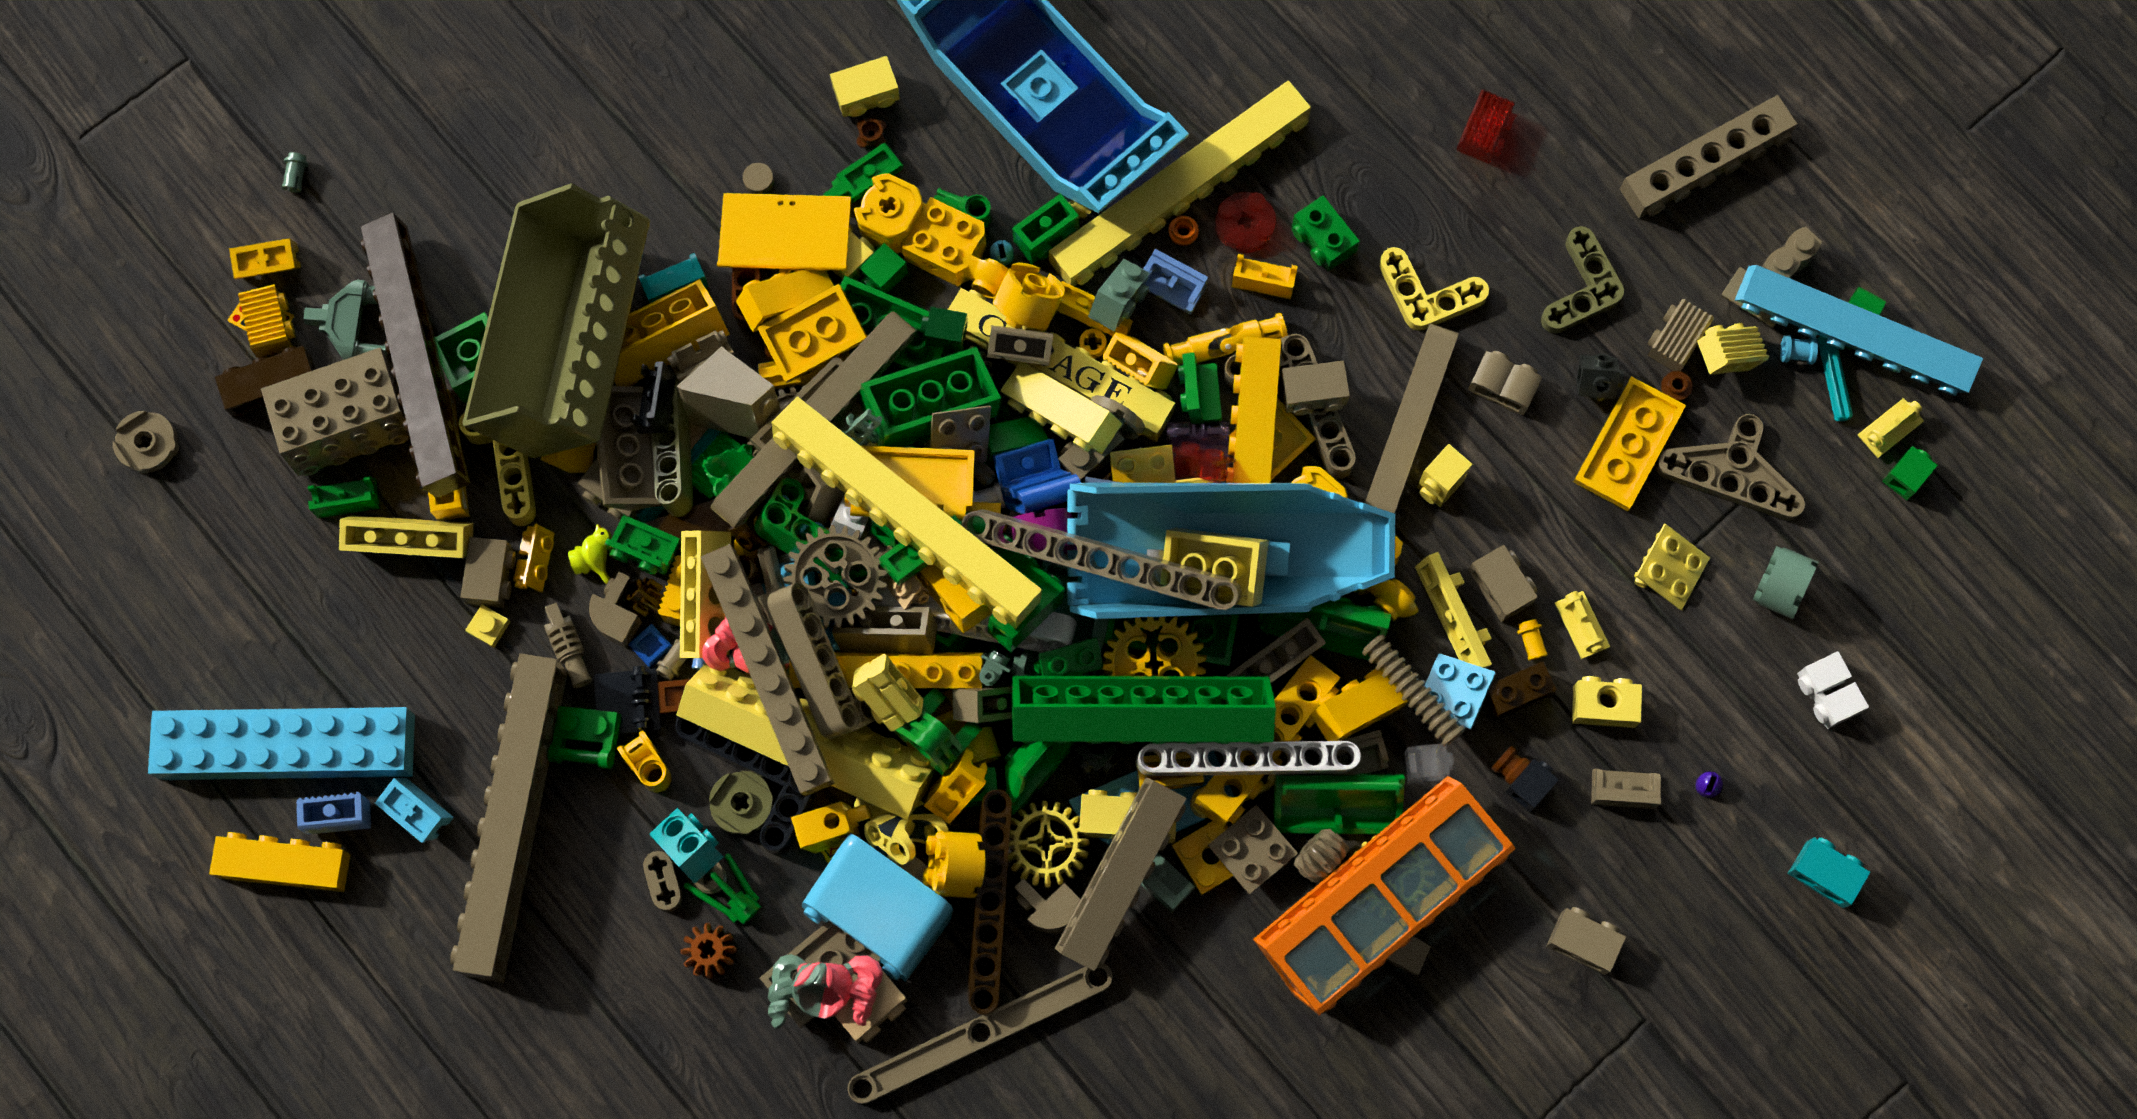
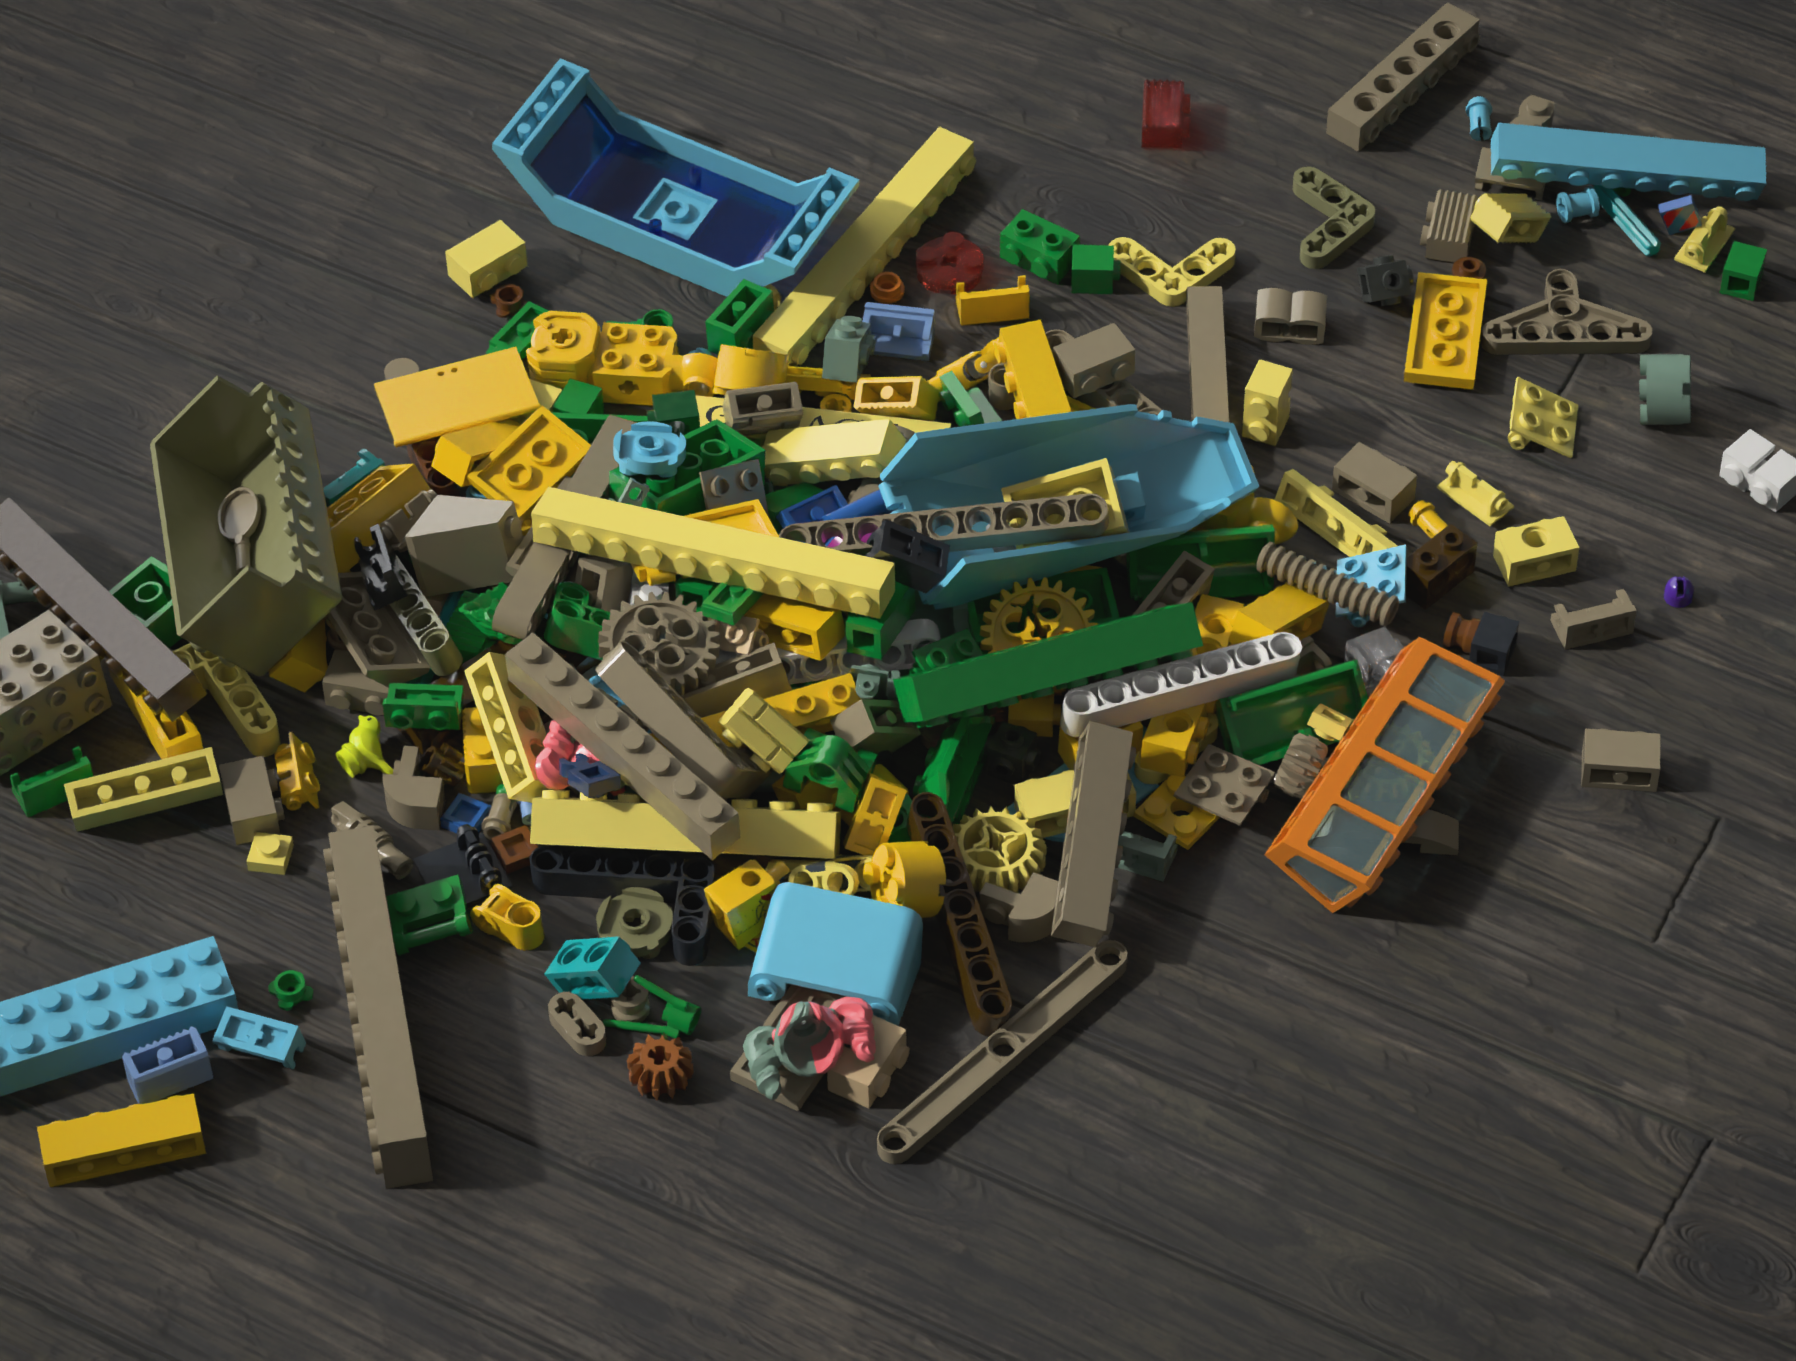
camera: 20 degrees left, 25 degrees down
(448, 763) = (289, 981): none -> green plate
(568, 297) = (238, 520): none -> dark tan piece
(735, 686) = (590, 779): none -> dark blue plate
(897, 390) = (649, 450): none -> medium azure plate
(1060, 577) = (917, 558): none -> black hinge
(1360, 825) = (1329, 723): none -> light yellow plate
(1361, 274) = (1094, 269): none -> green brick
(1755, 223) = (1479, 113): none -> medium azure pin
(1880, 395) = (1680, 215): none -> tile

